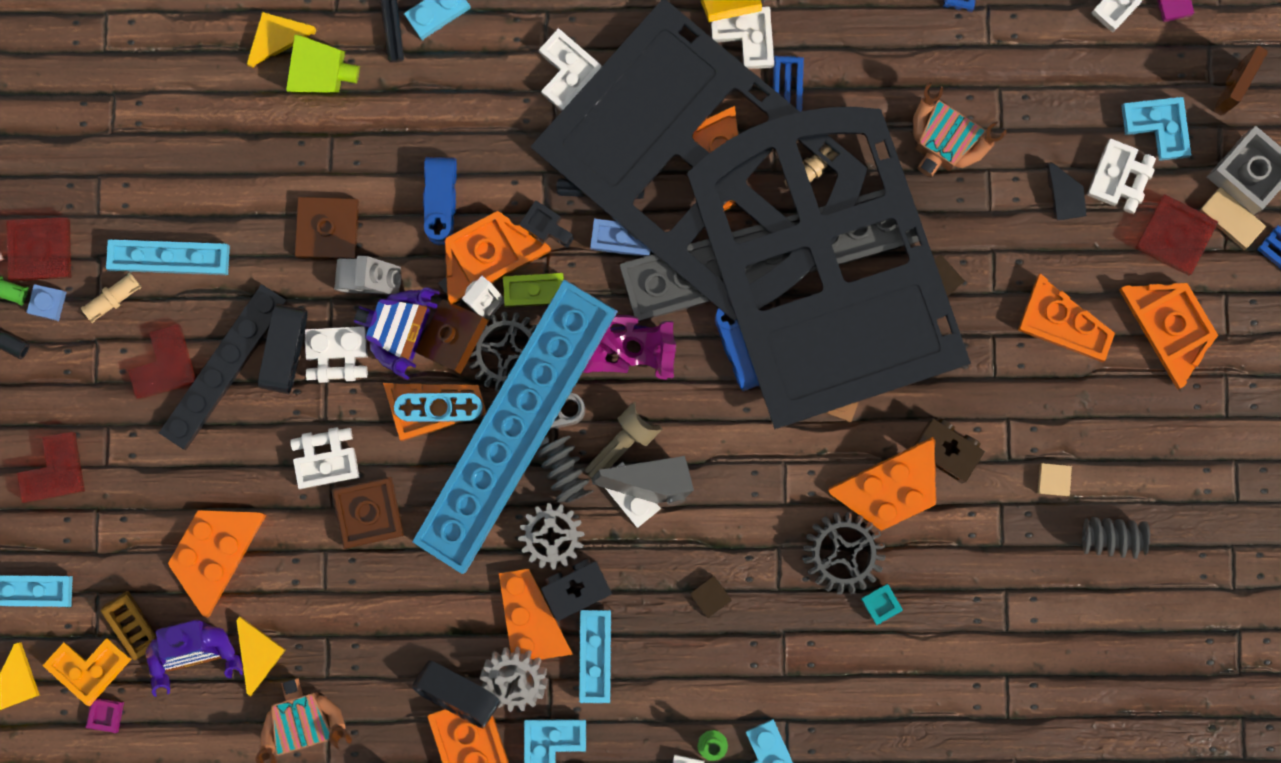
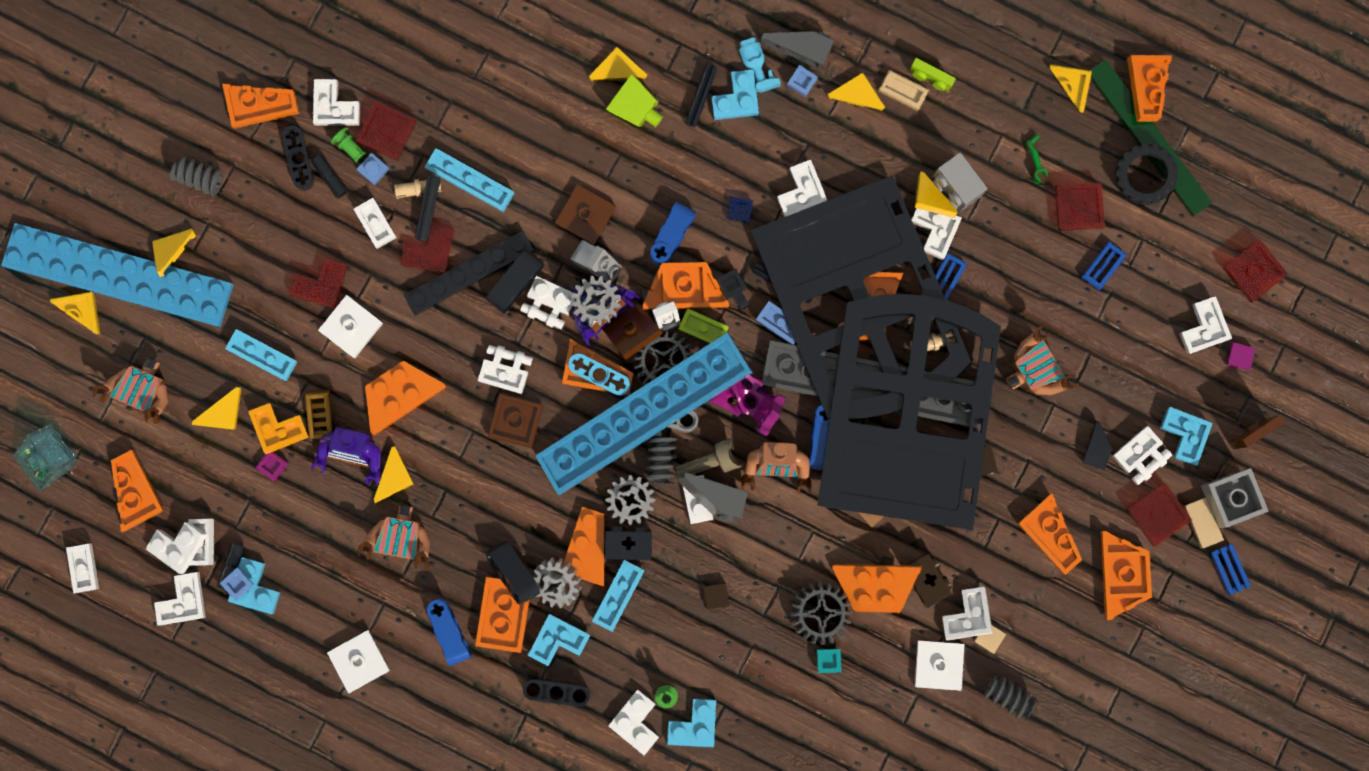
camera: 20 degrees right, 0 degrees up
(81, 365) = (375, 223): none -> white plate
(114, 502) = (350, 326): none -> white plate
(134, 315) = (427, 208): none -> black axle
(397, 310) = (605, 295): none -> light grey gear
(506, 129) = (740, 210): none -> clear blue tile
(701, 400) = (777, 460): none -> nougat torso
(1012, 542) = (939, 665): none -> white plate
(1026, 470) = (974, 621): none -> white plate

